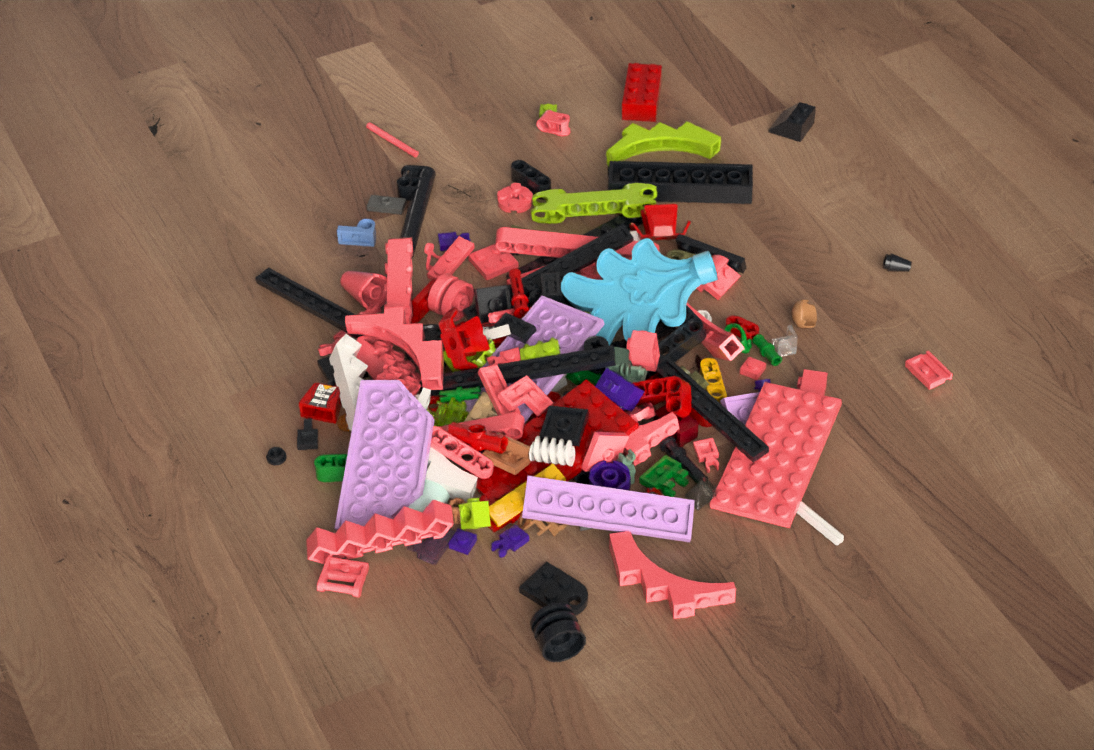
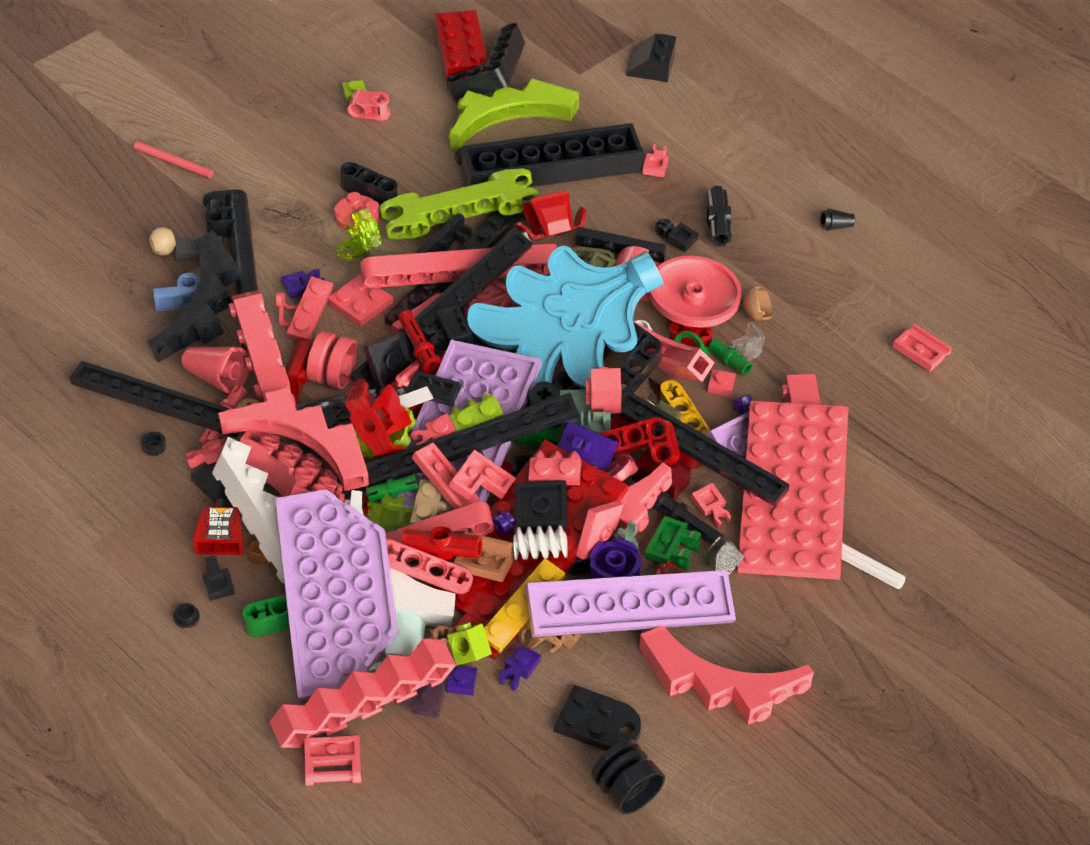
camera: 20 degrees left, 5 degrees up
(299, 334) = (153, 443): none -> black tile
(360, 194) = (162, 241): none -> tan piece
(364, 251) = (210, 298): none -> black arch
(512, 213) = (361, 243): none -> clear neon green piece
(531, 432) = (504, 522): none -> dark purple plate
(577, 224) = (443, 239): none -> black plate
(585, 400) = (555, 468): none -> coral plate
(662, 109) = (497, 71): none -> black beam
(755, 296) = (696, 291): none -> coral dish
(762, 256) = (680, 237): none -> black plate
(765, 199) = (656, 163): none -> coral plate
(799, 245) = (719, 216): none -> black piece

